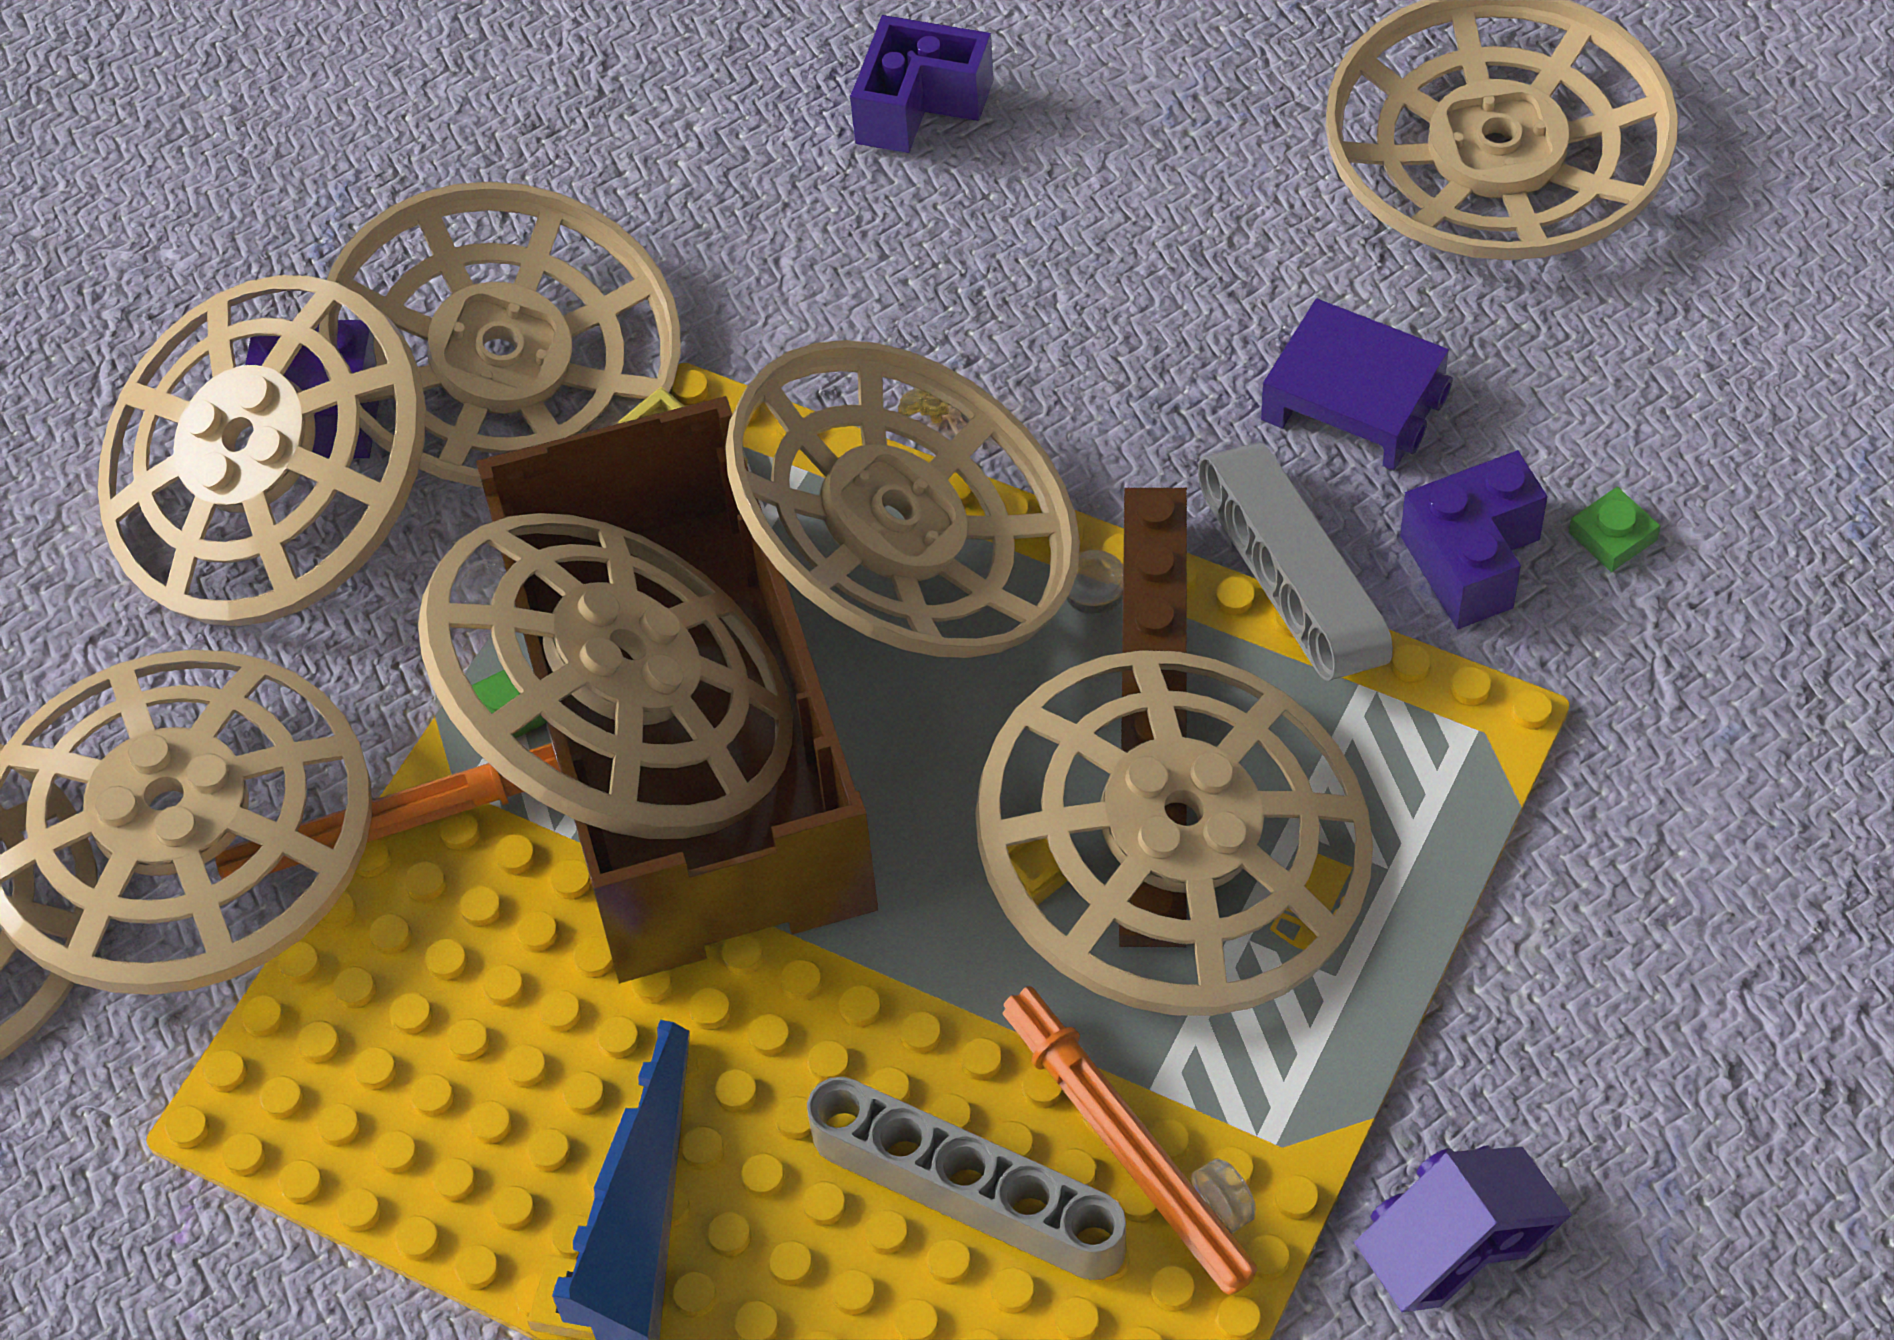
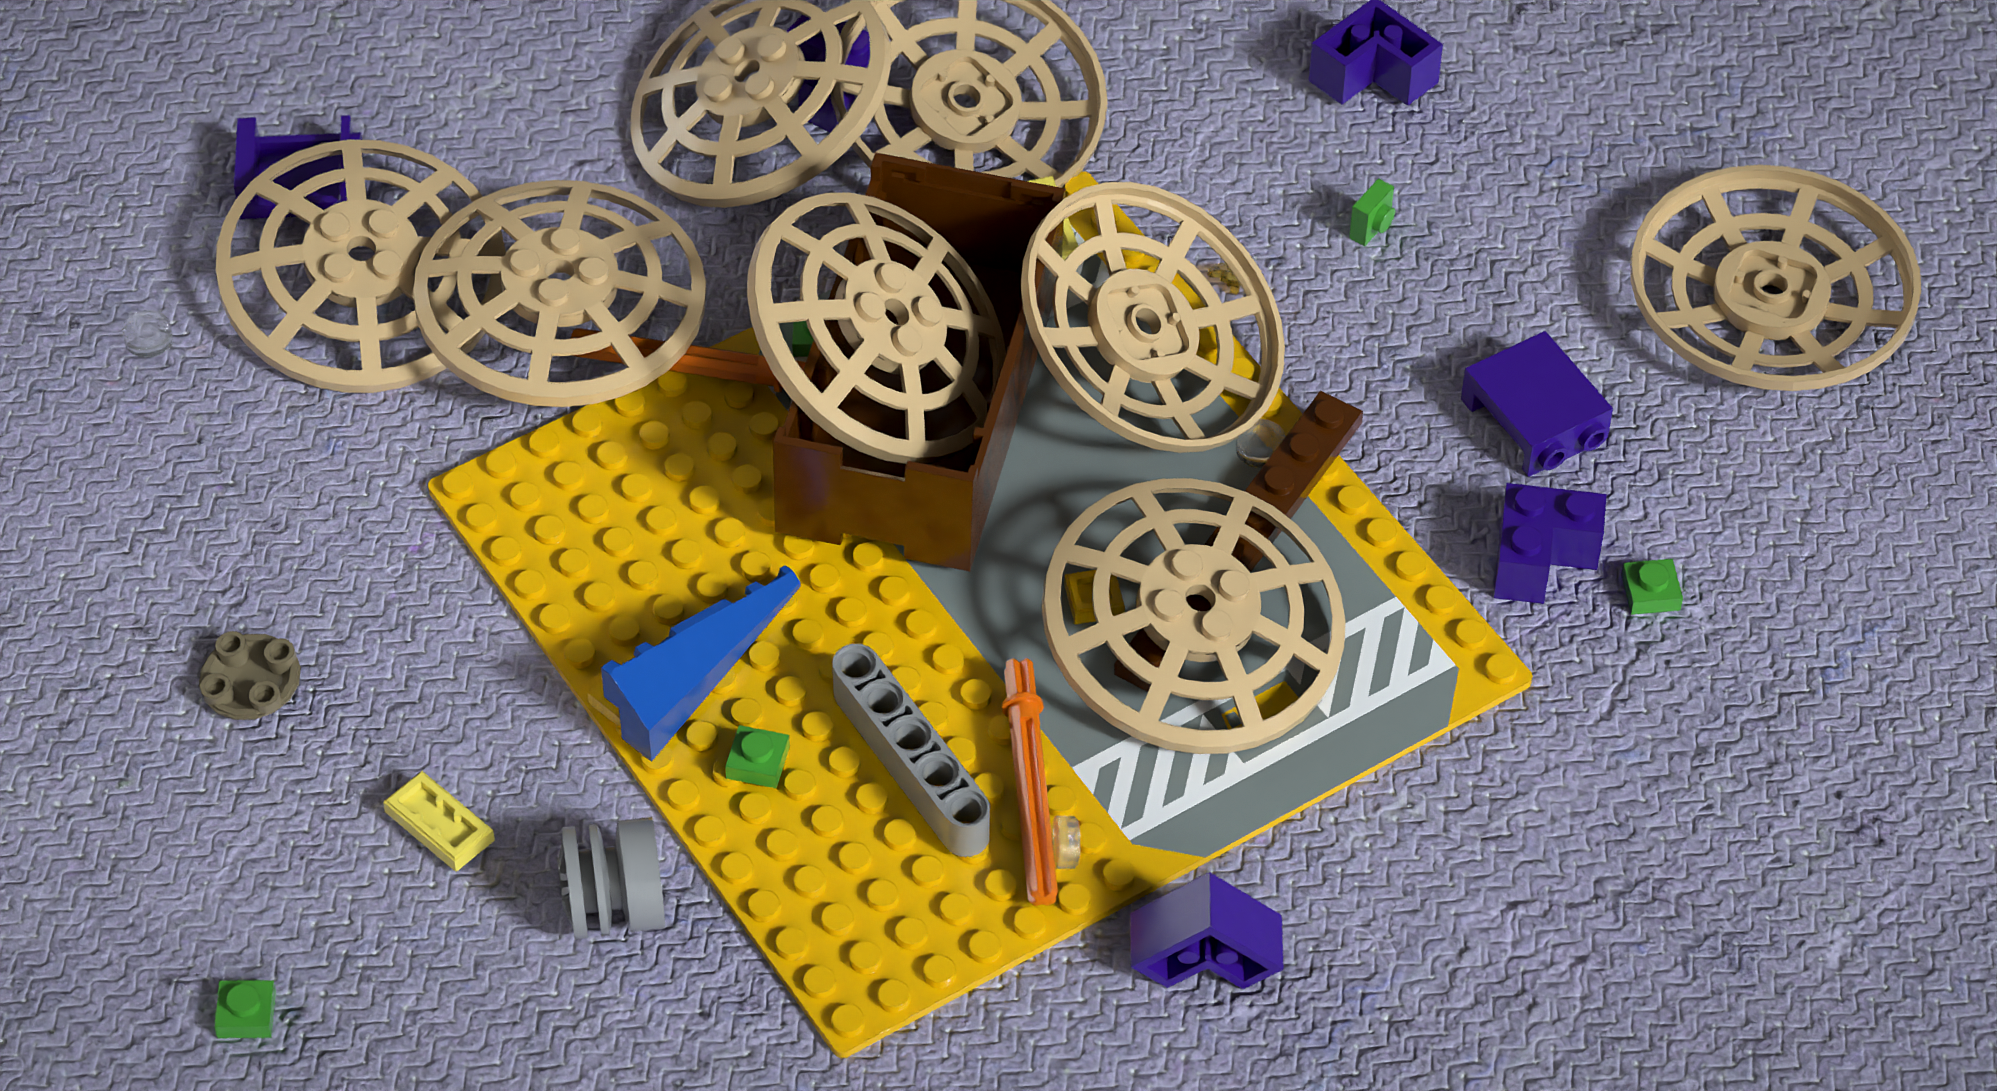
camera: 25 degrees right, 5 degrees down
(785, 1286) = (757, 756): none -> bright green plate
(1032, 256) = (1372, 212): none -> bright green plate
(1295, 561) = (1402, 492): light grey beam -> none

